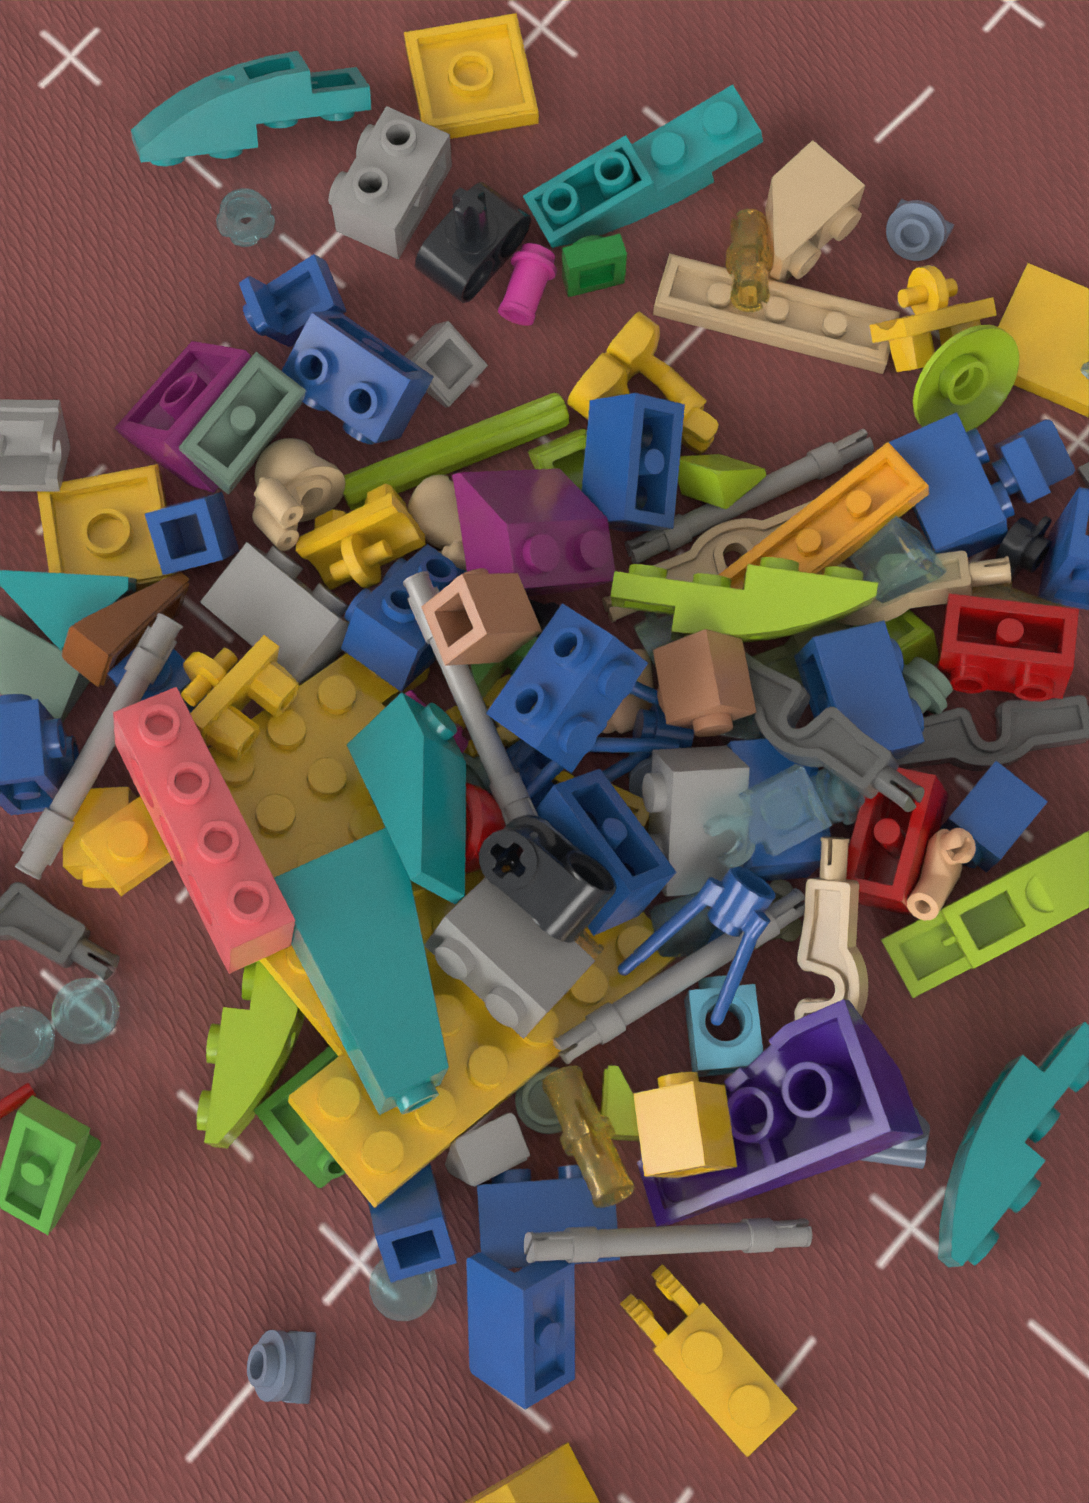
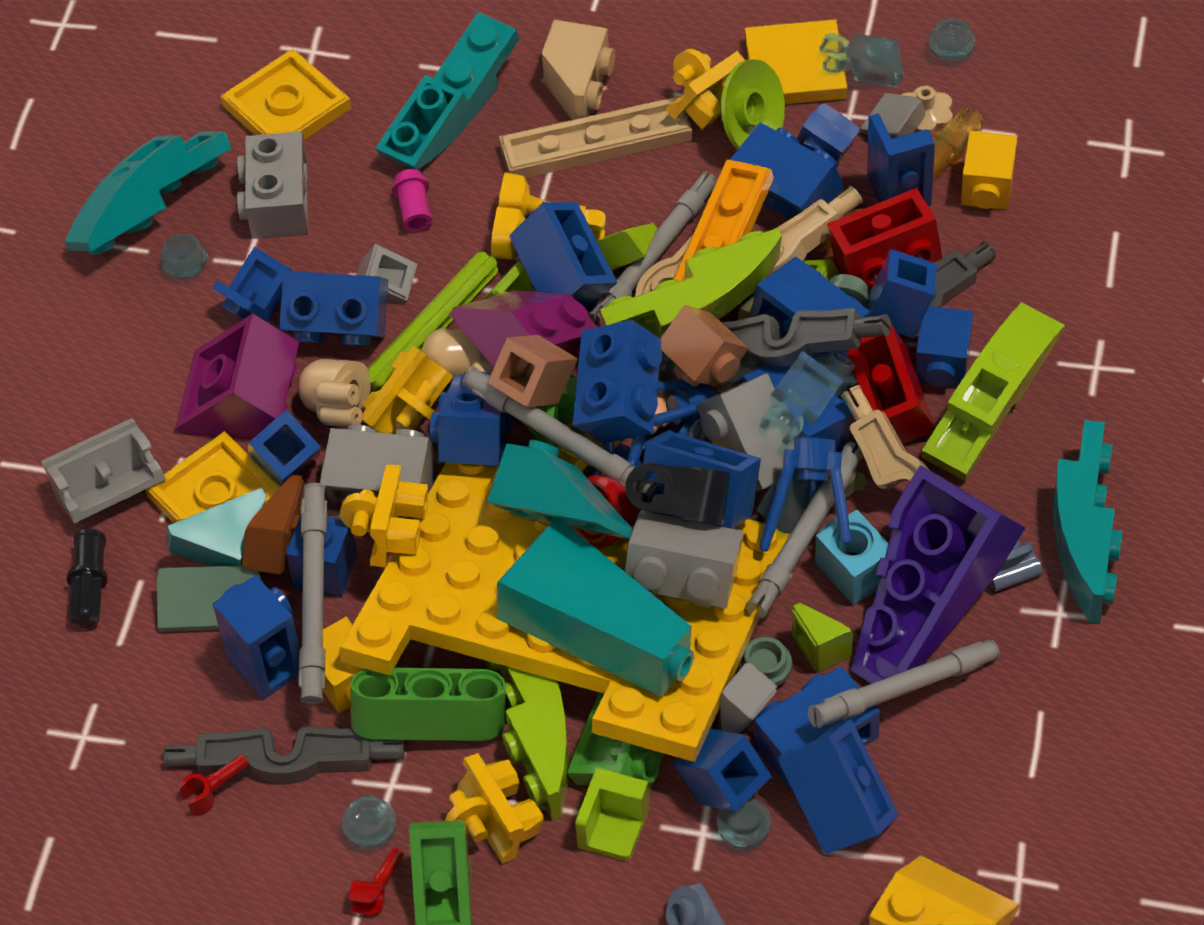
camera: 25 degrees left, 20 degrees down
(85, 1011) = (404, 781): clear light blue plate -> none
(143, 914) = (428, 704): none -> bright green beam
(152, 1137) = (487, 812): none -> yellow hips
(203, 830) = (427, 587): coral brick -> none
(242, 422) = (277, 361): sand green slope -> none
(267, 1194) = (612, 814): none -> lime panel
(472, 241) = (357, 191): black beam -> none
(587, 1136) = (808, 647): clear yellow pin -> none
(593, 264) = (452, 165): green plate -> none
(684, 1127) = (869, 609): yellow brick -> none
(713, 1367) = (980, 756): yellow hinge -> none
(749, 260) = (558, 110): clear yellow pin -> none
(898, 560) = (788, 218): clear light blue slope -> none
(917, 230) = (657, 43): sand blue plate -> none
(940, 871) = (931, 382): light nougat arm -> none
(978, 735) = (903, 291): none -> blue brick
(1025, 545) = (859, 179): black plate -> none

